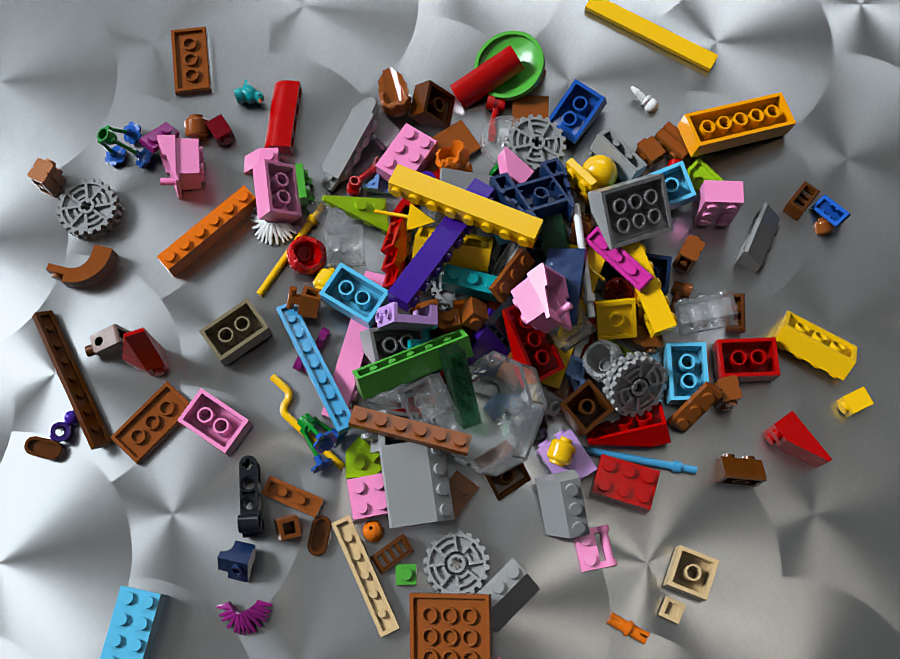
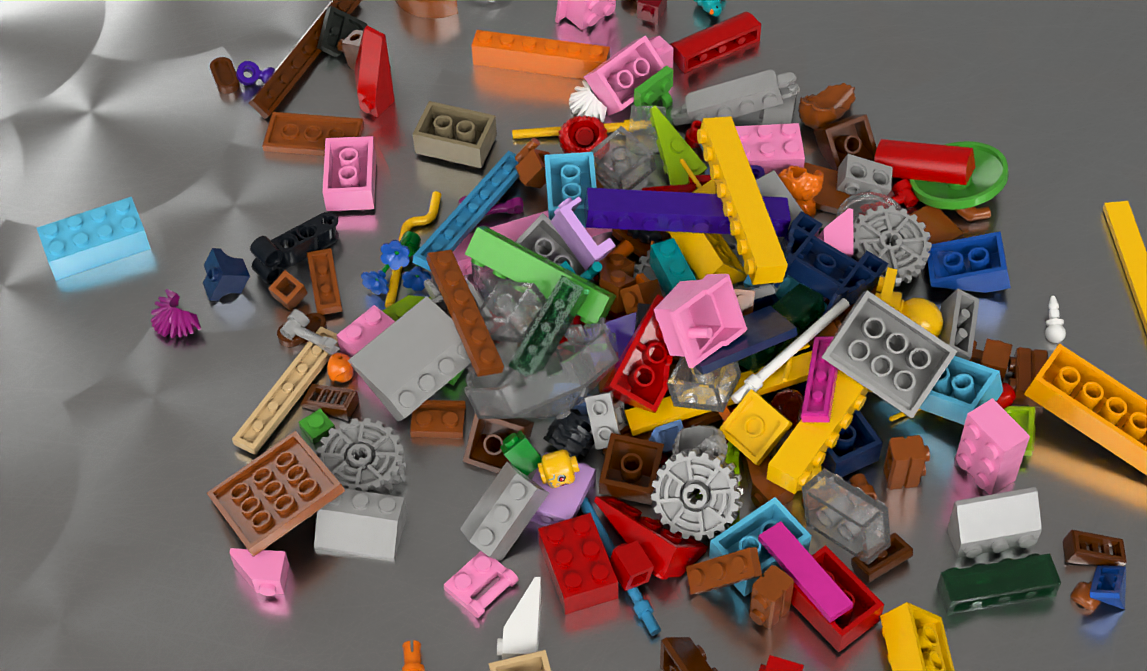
camera: 55 degrees right, 20 degrees down
(72, 345) = (335, 27): none -> pearl dark grey wing
(320, 540) = (296, 326): none -> light grey brick
(470, 118) = (863, 175): none -> light grey brick
(533, 467) = (521, 452): none -> green brick
(647, 546) = (523, 626): none -> white slope
(650, 454) = (631, 565): none -> red brick
(729, 364) = (805, 572): none -> dark pink tile
(792, 265) = (998, 583): none -> clear green brick

